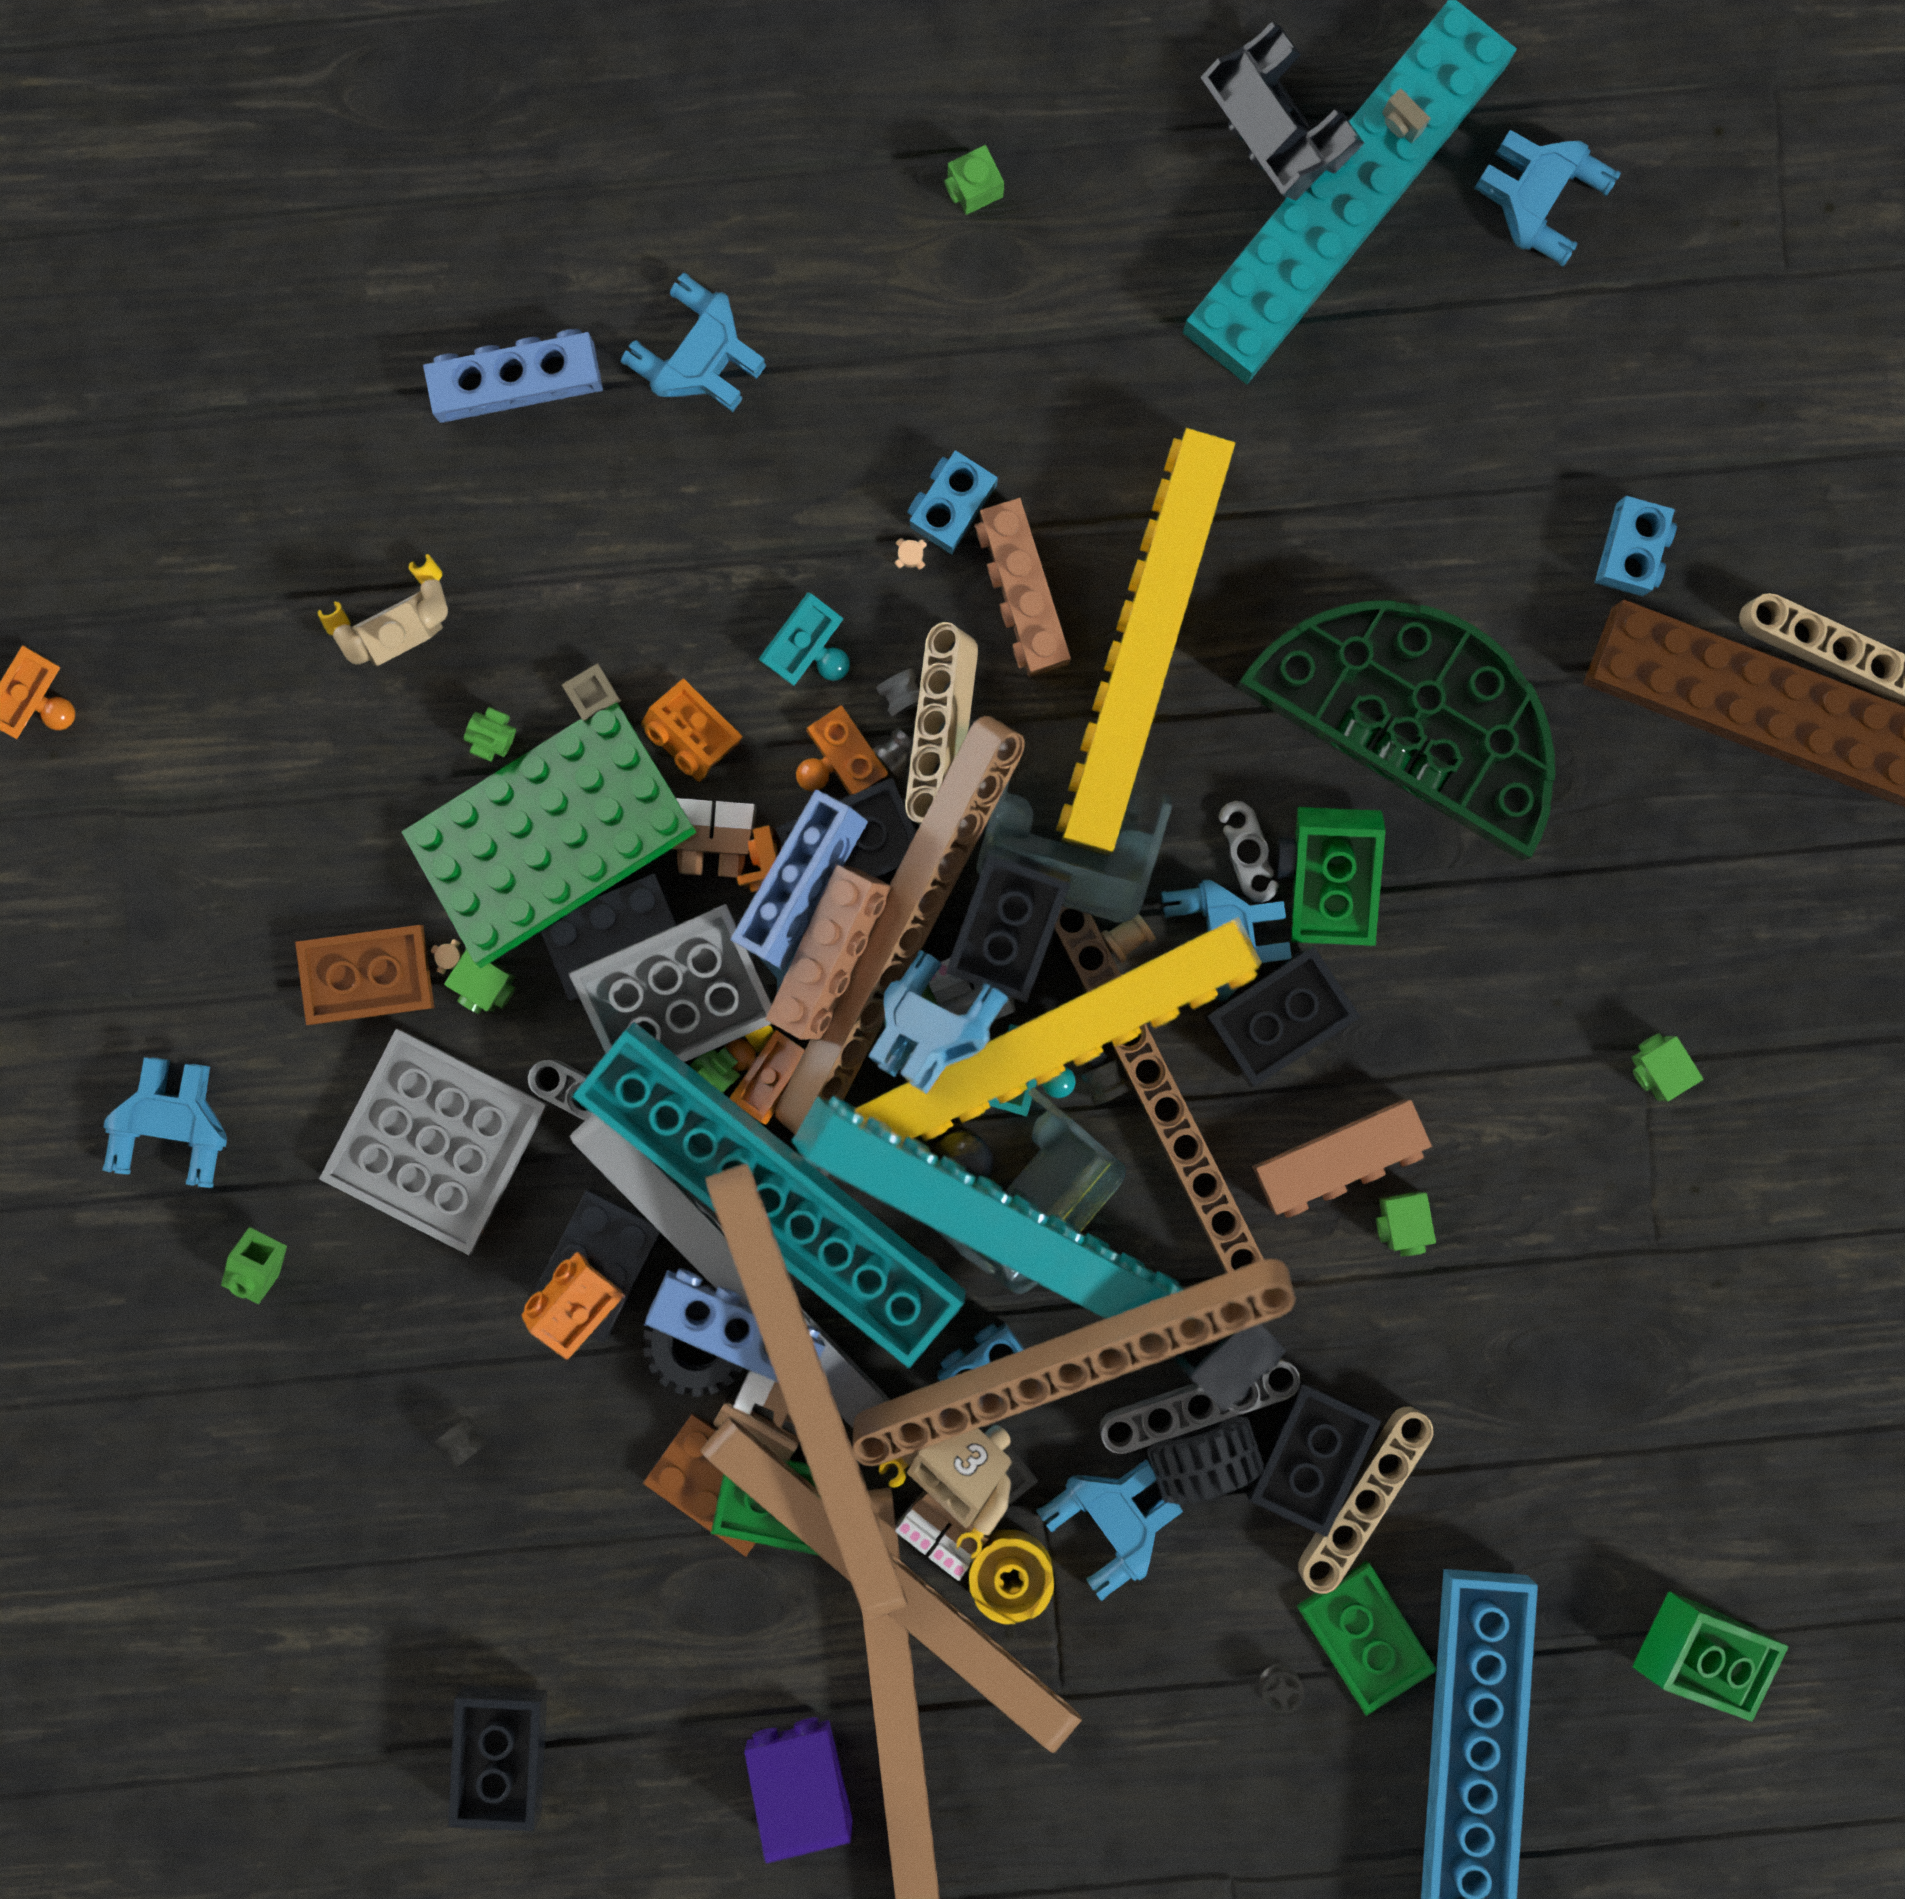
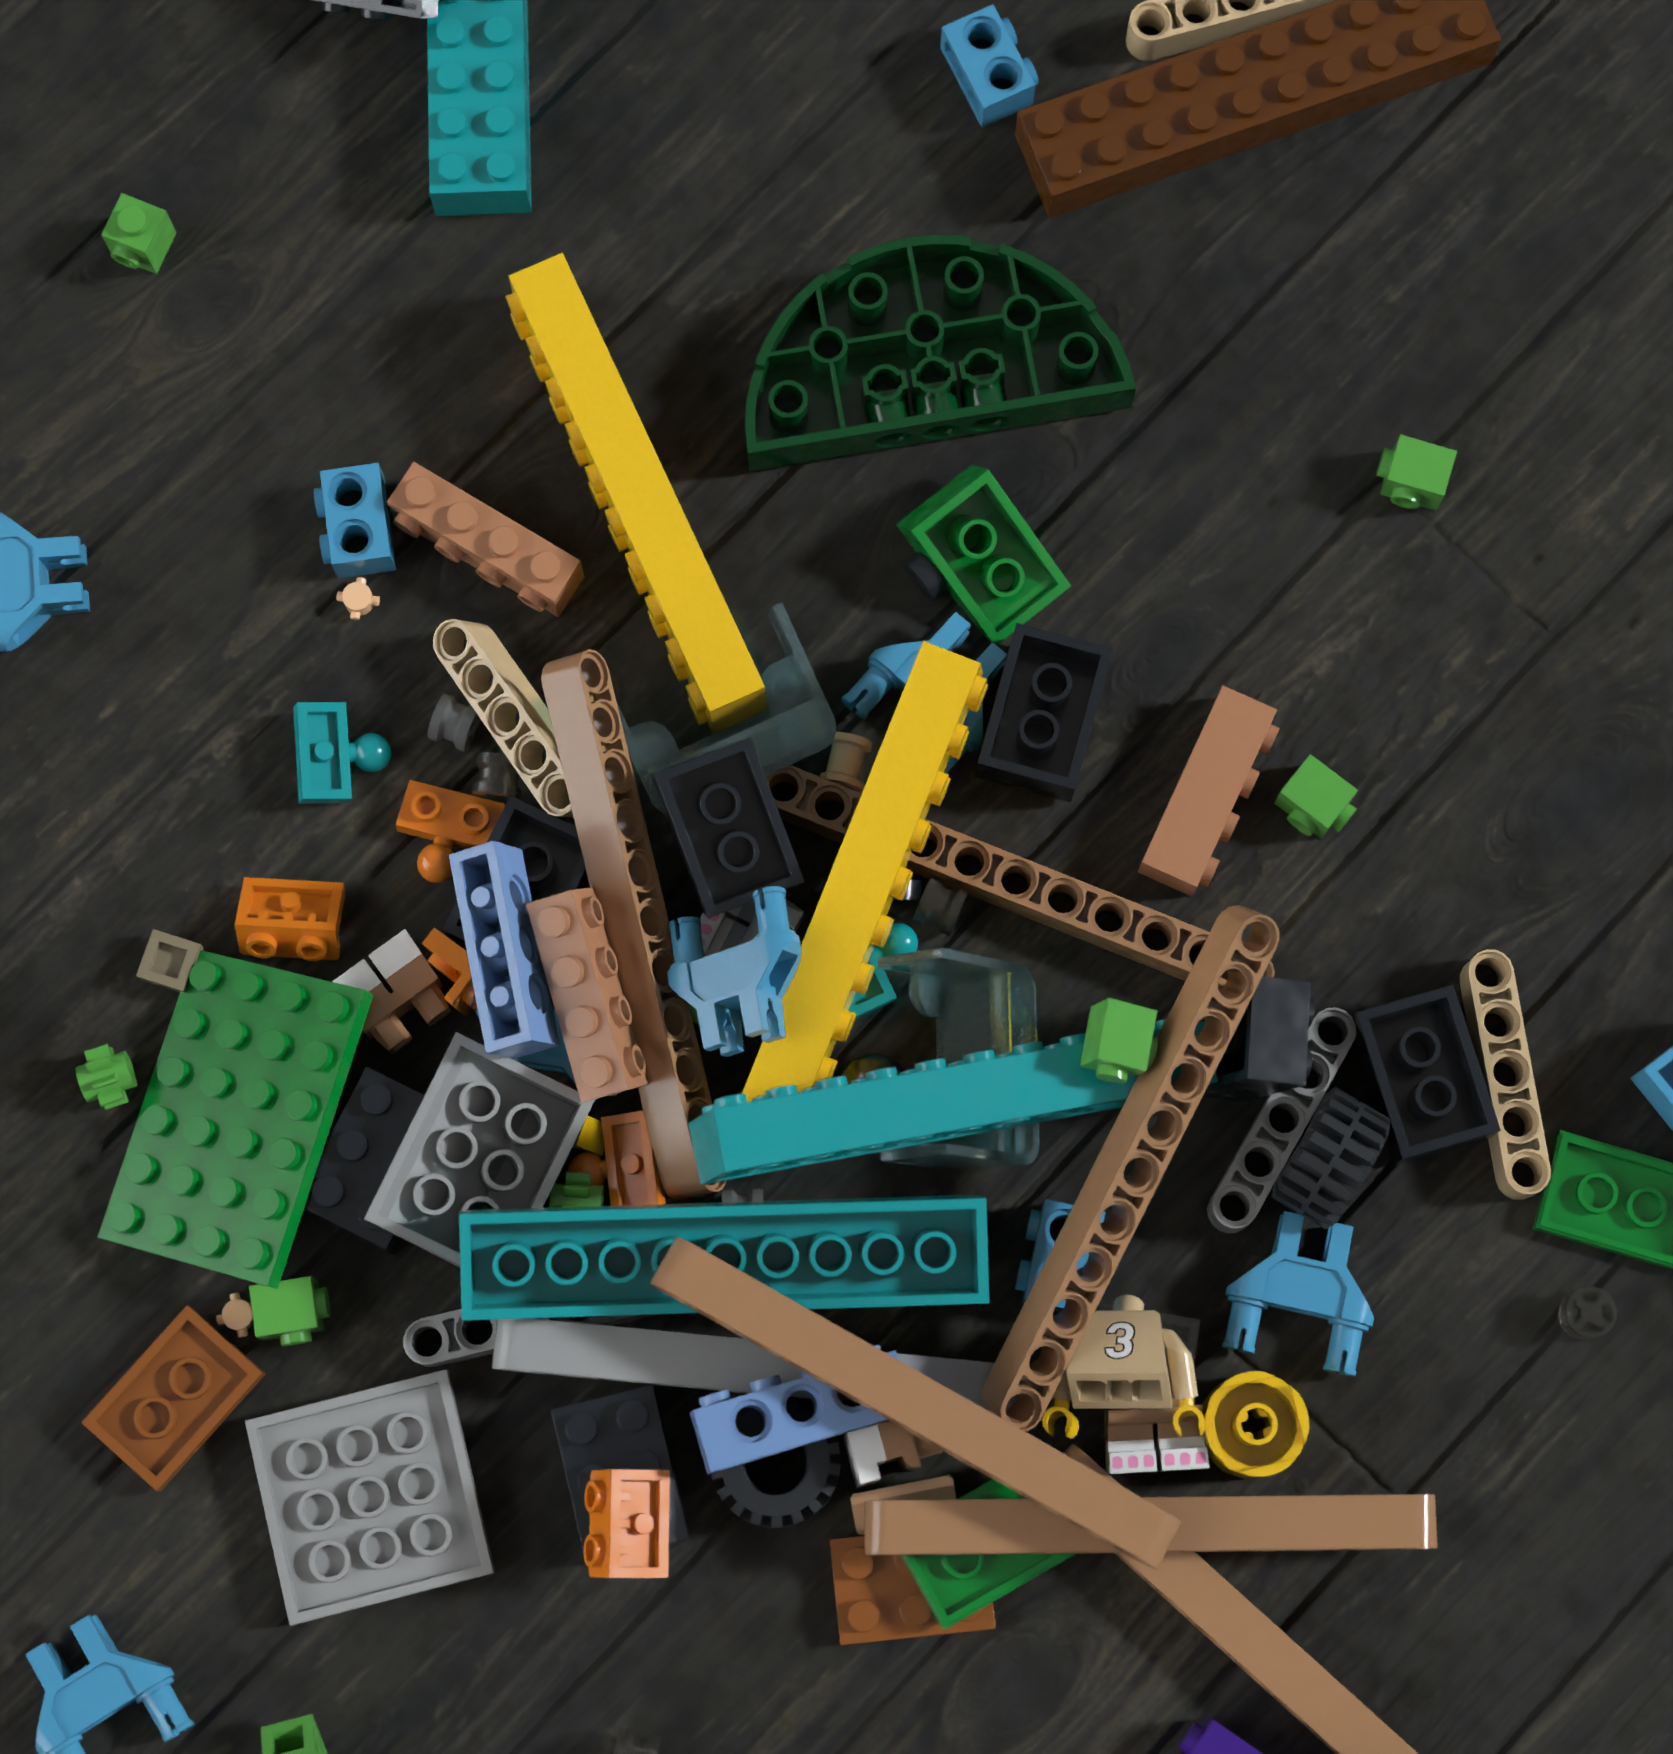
camera: 40 degrees left, 10 degrees down
(1131, 1282) = (1119, 1040): none -> bright green brick
(1251, 831) = (875, 580): light grey piece -> none

